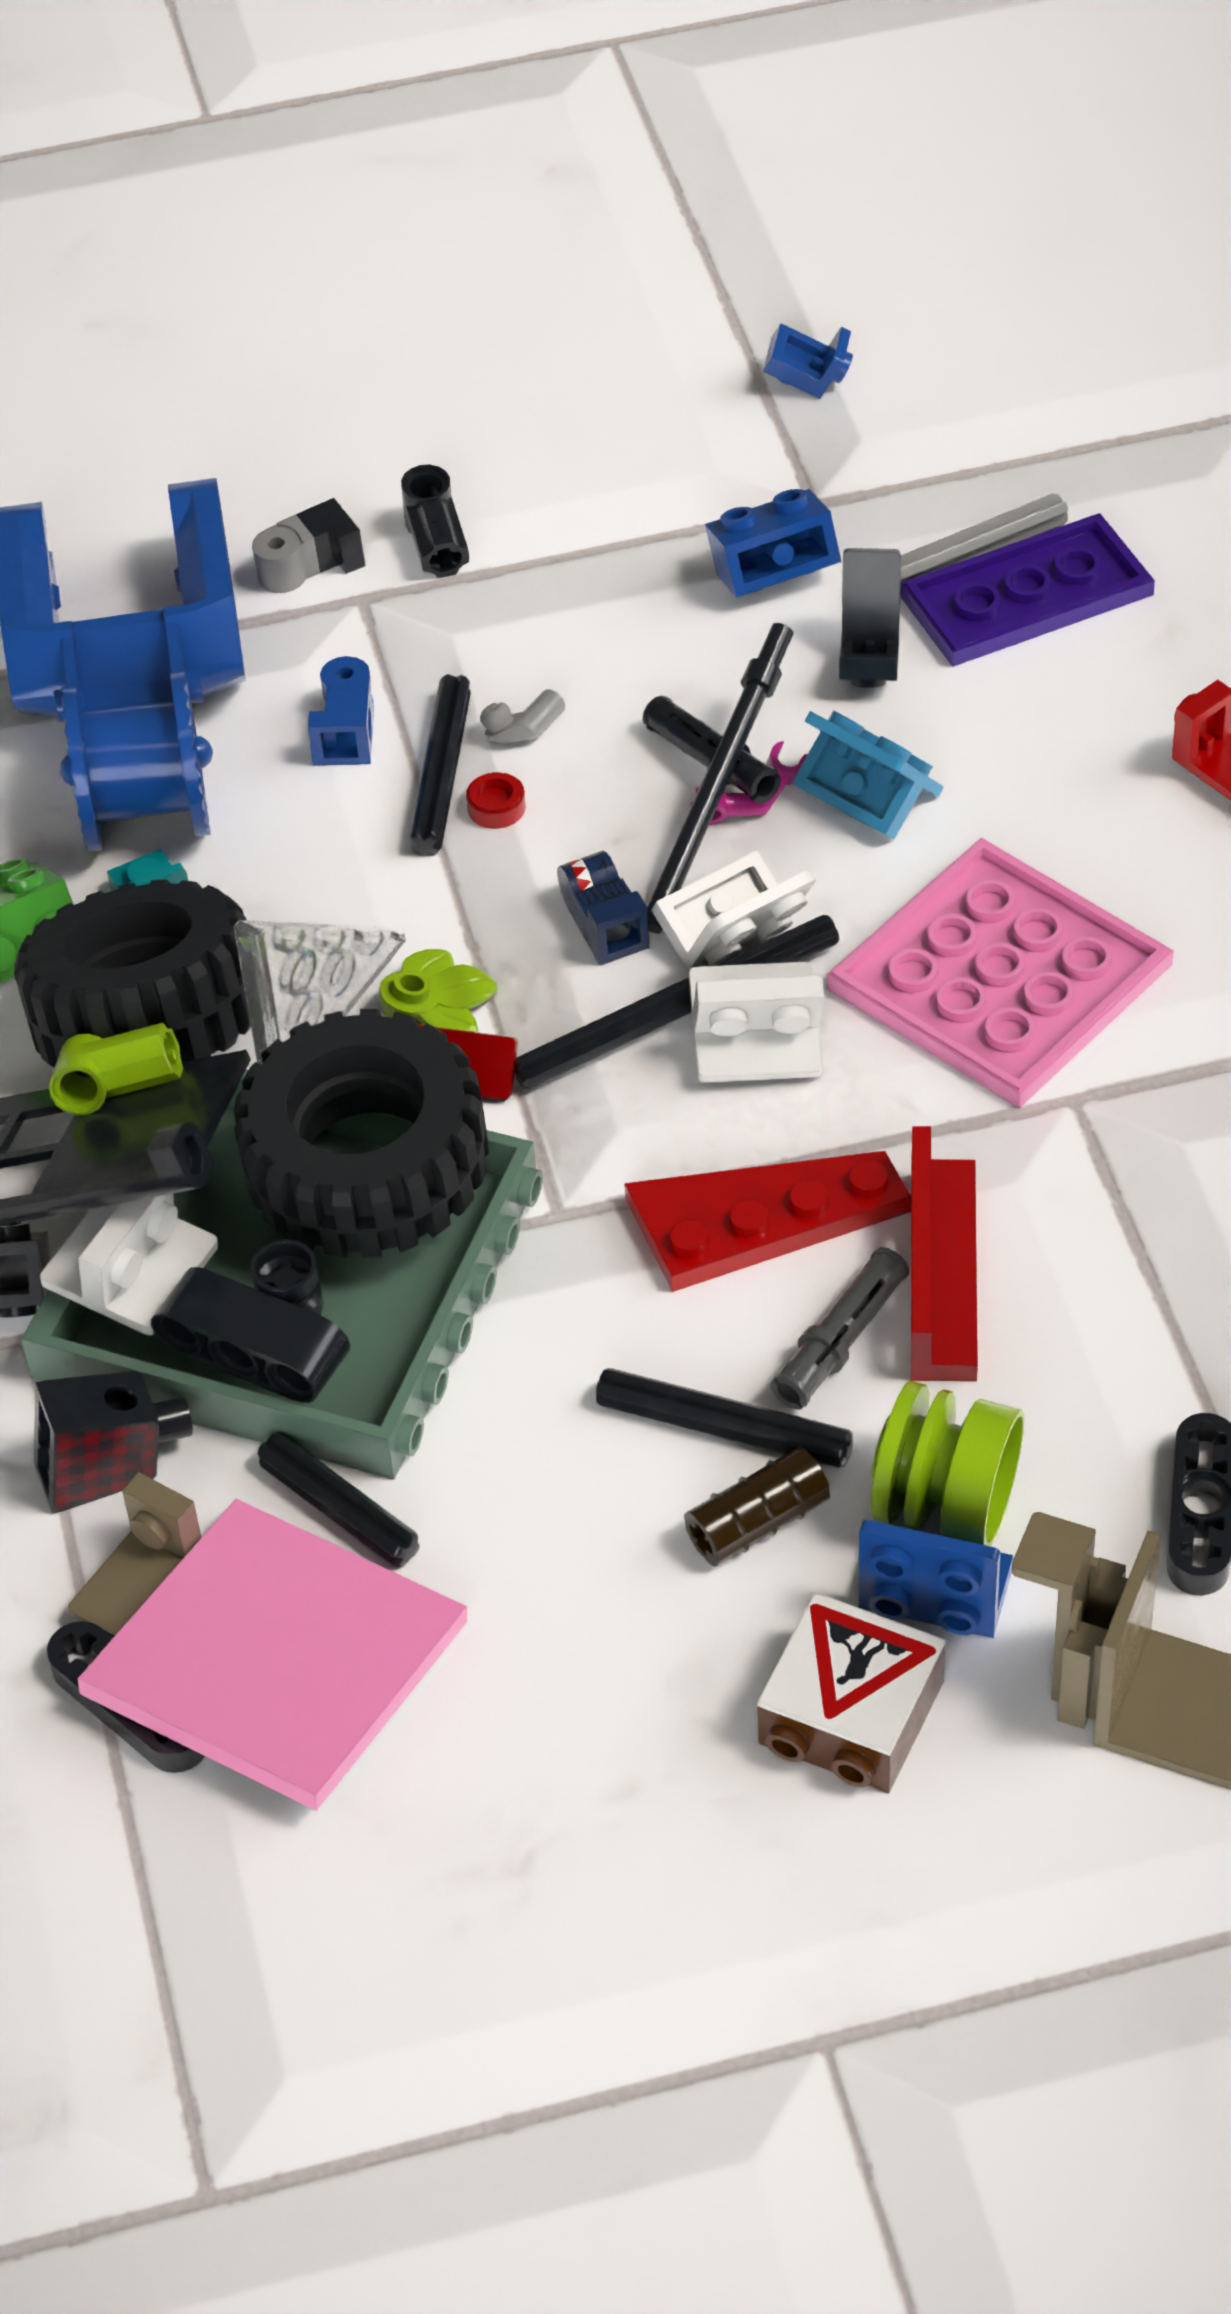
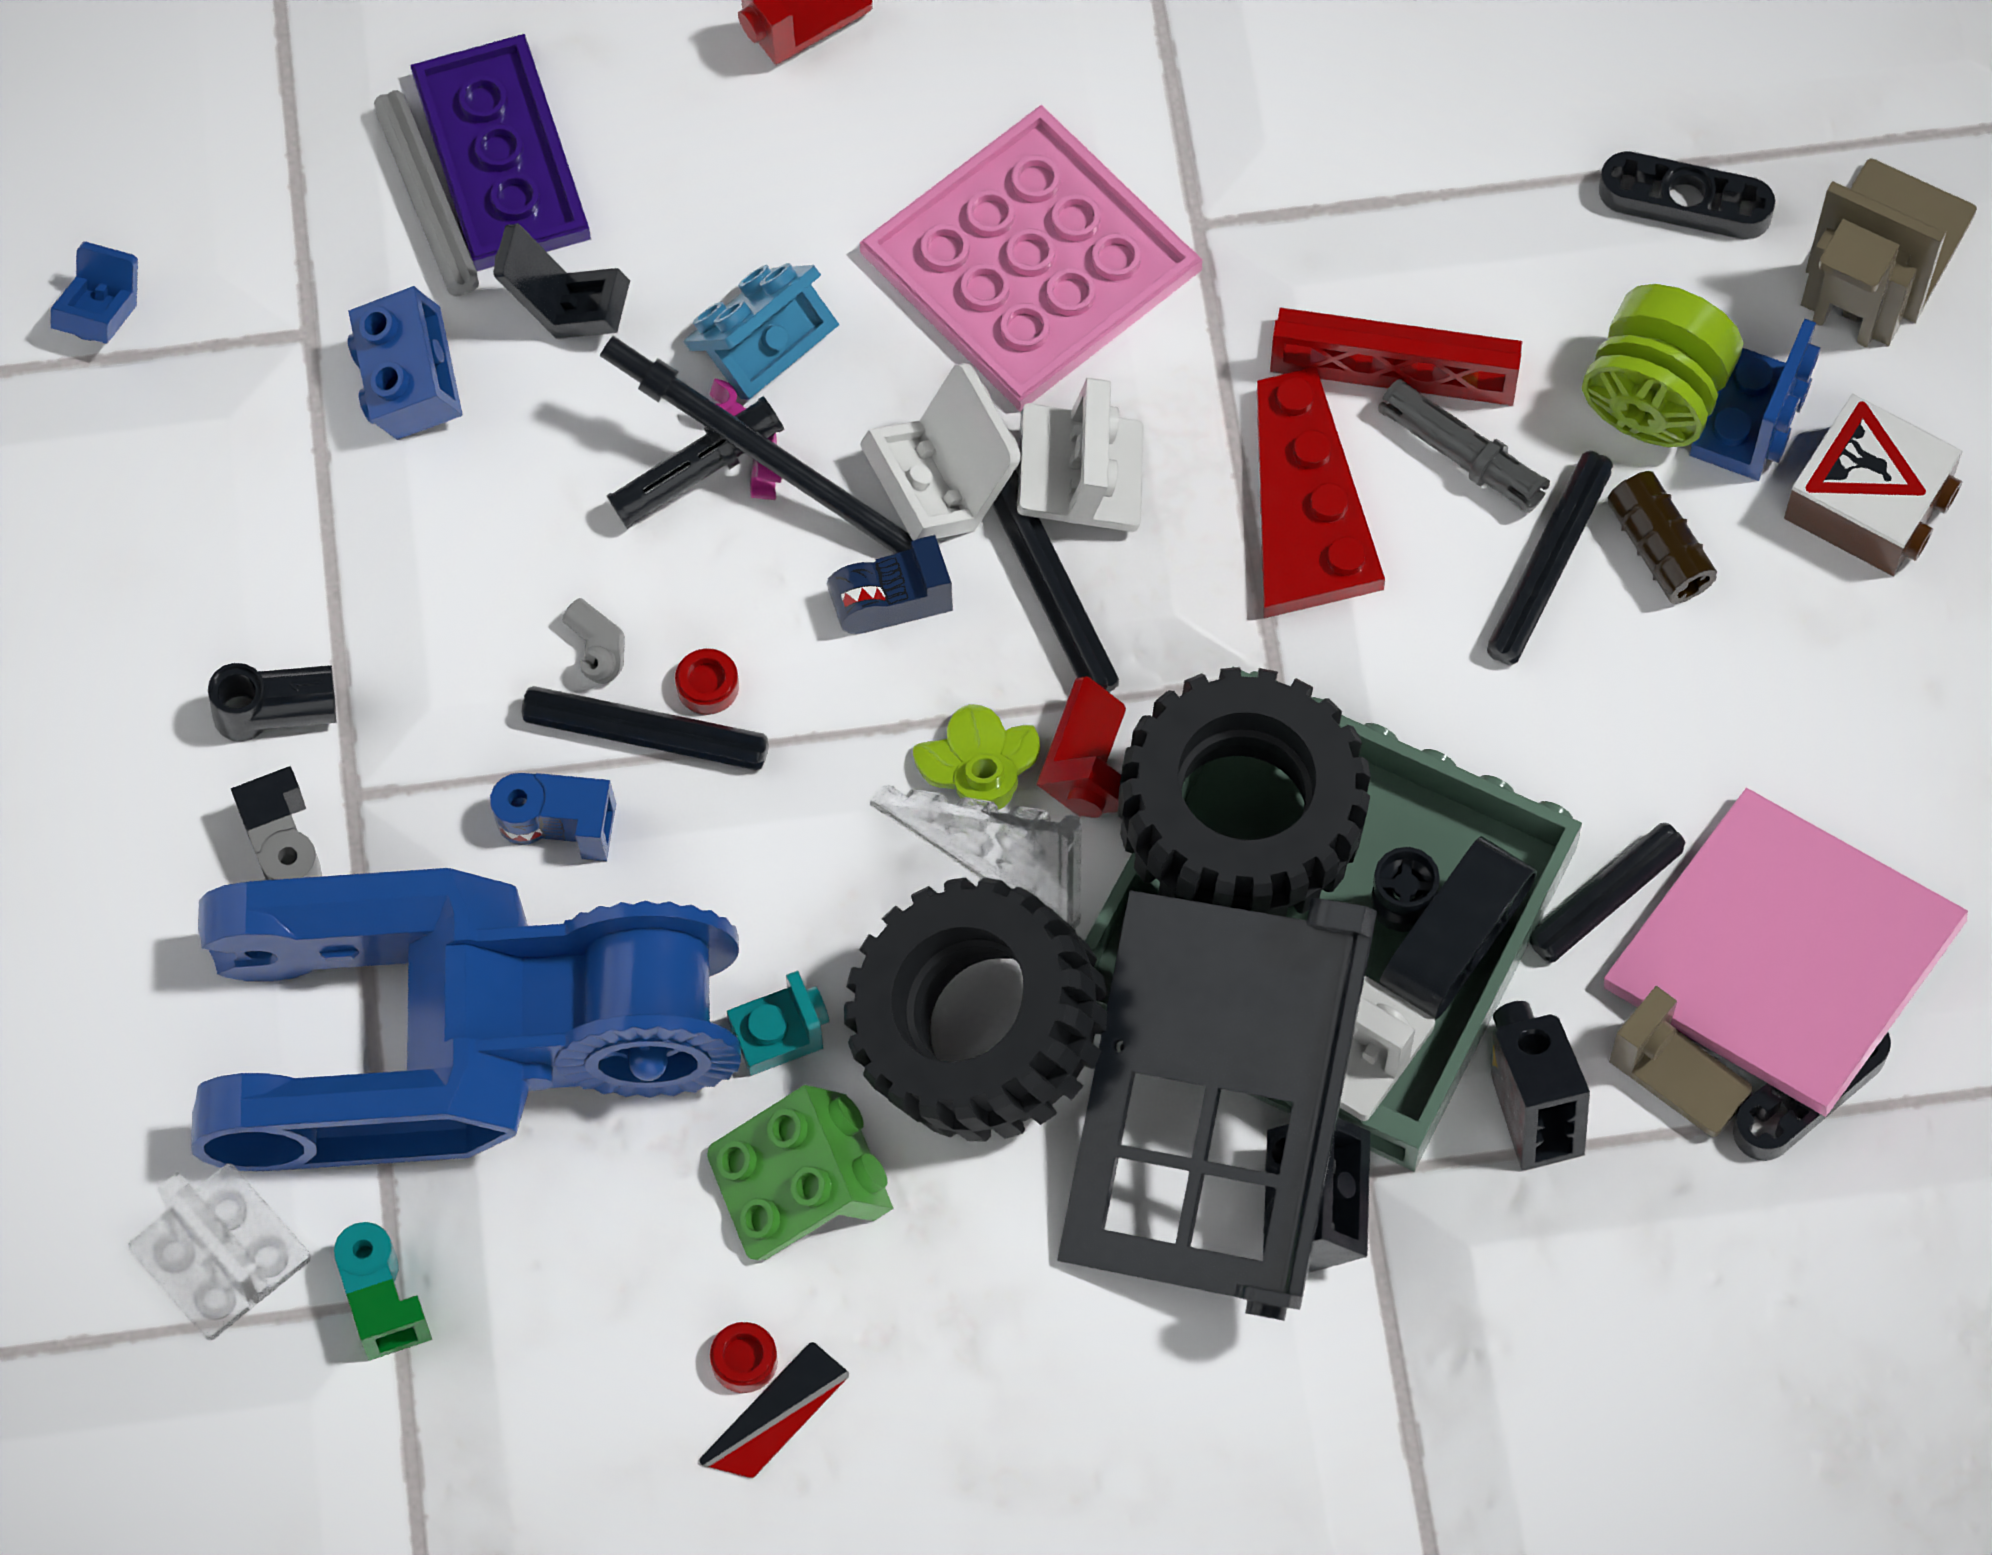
camera: 85 degrees left, 15 degrees up
(115, 1066) = (1126, 1041): lime piece -> none

